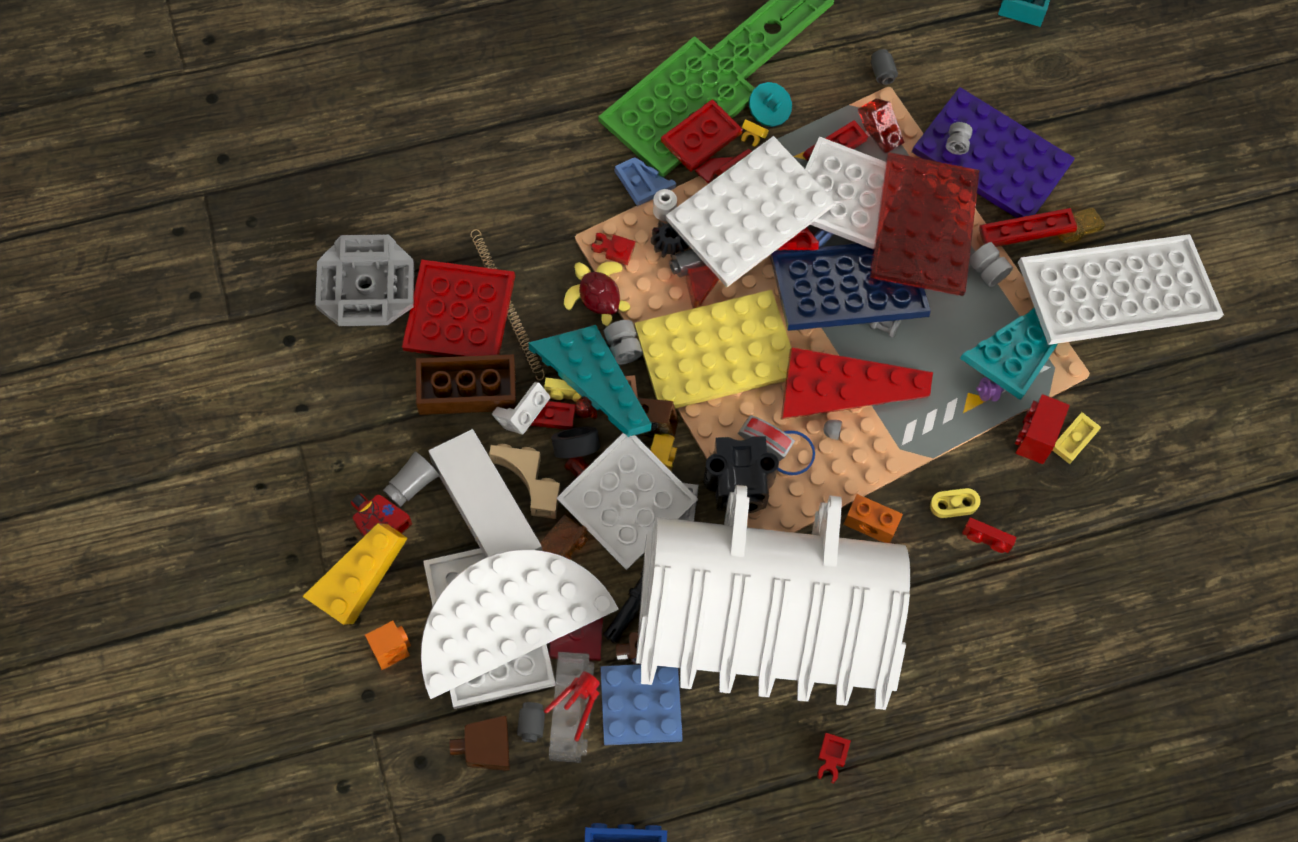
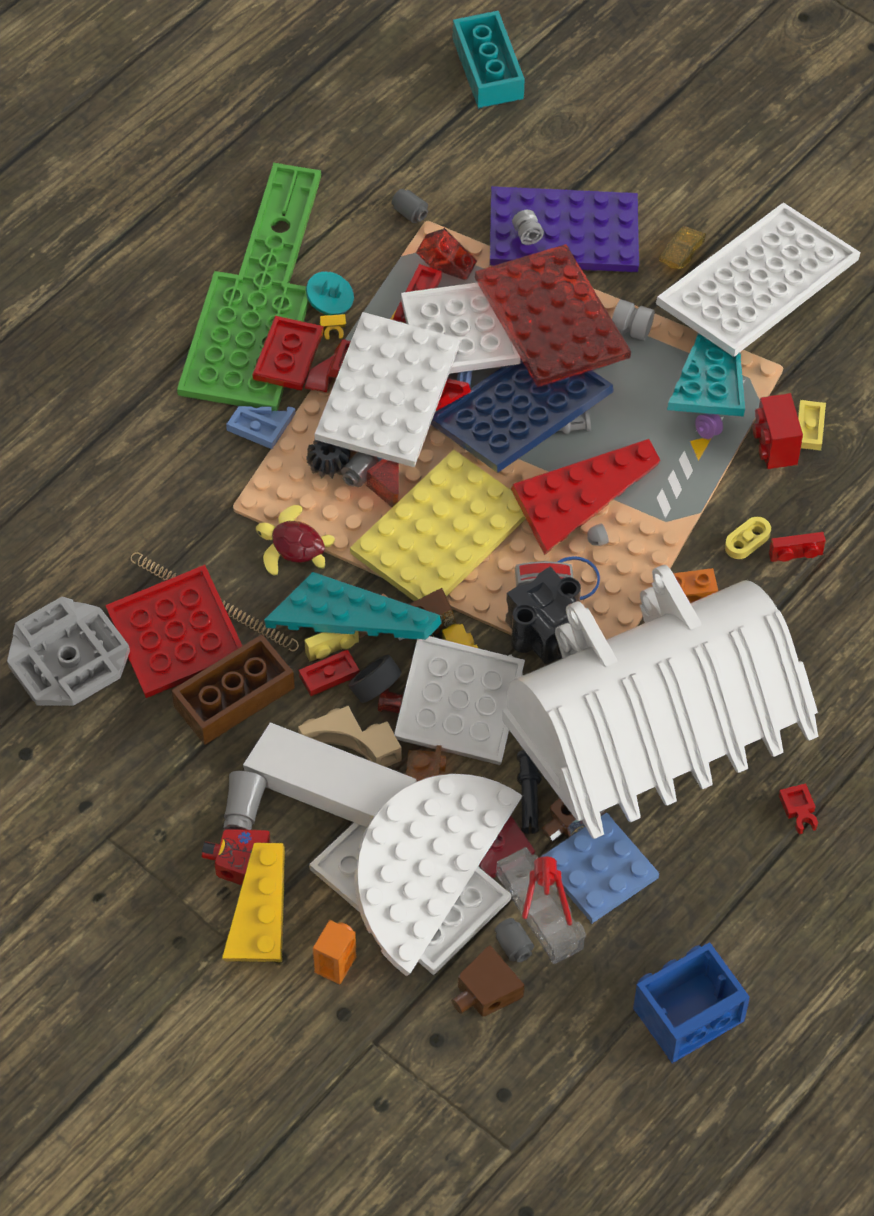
camera: 30 degrees left, 10 degrees down
(525, 412) = (308, 689): white bracket -> none
(585, 409) = (360, 645): clear red piece -> none
(616, 249) = (283, 494): red plate -> none
(623, 341) = (348, 568): light grey wheel -> none
(664, 203) = (302, 429): white brick -> none
(1028, 227) = (642, 272): red tile -> none

